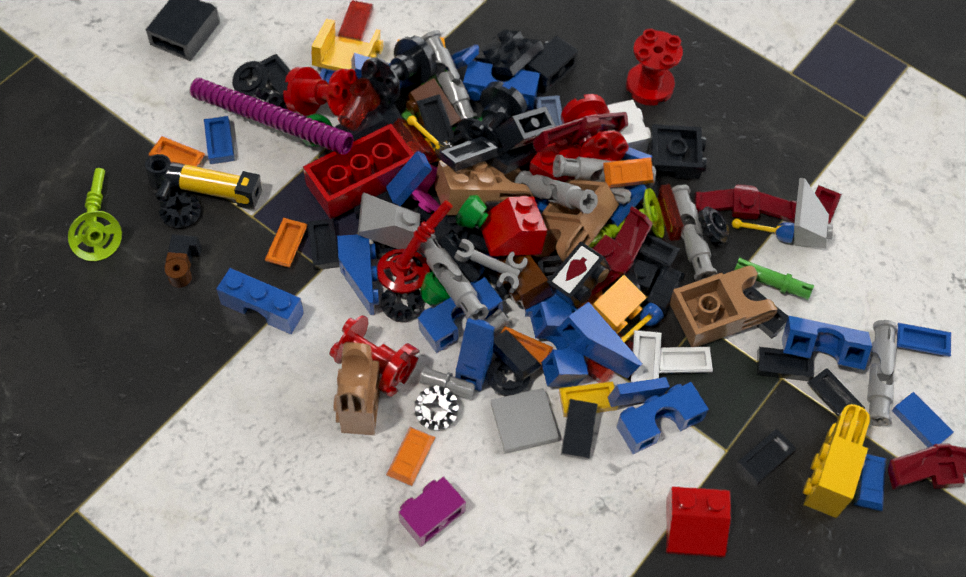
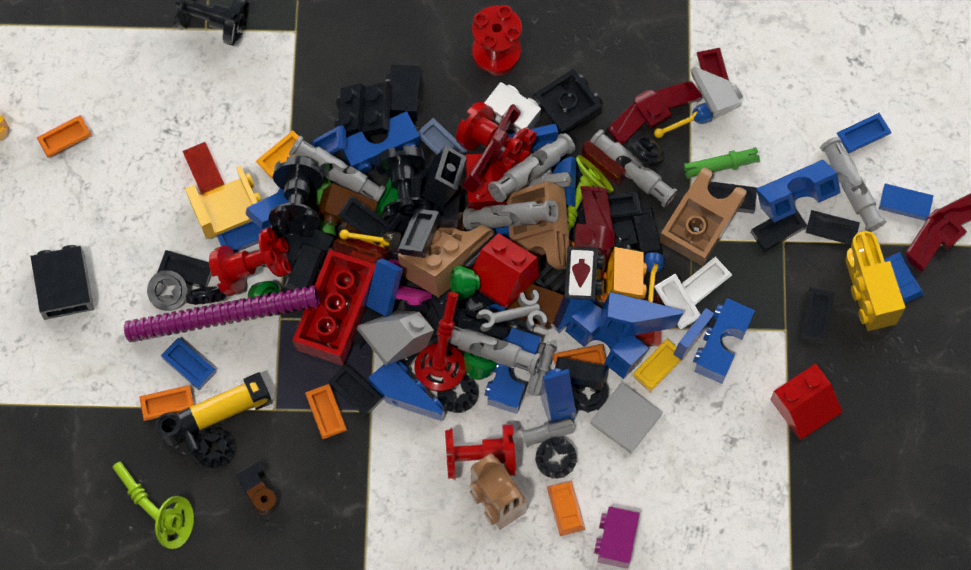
camera: 35 degrees left, 10 degrees up
(277, 306) = (368, 470): blue arch -> none
(363, 100) = (294, 254): clear red piece -> none
(579, 429) = (672, 395): black tile -> none
(628, 172) = (553, 156): orange tile -> none

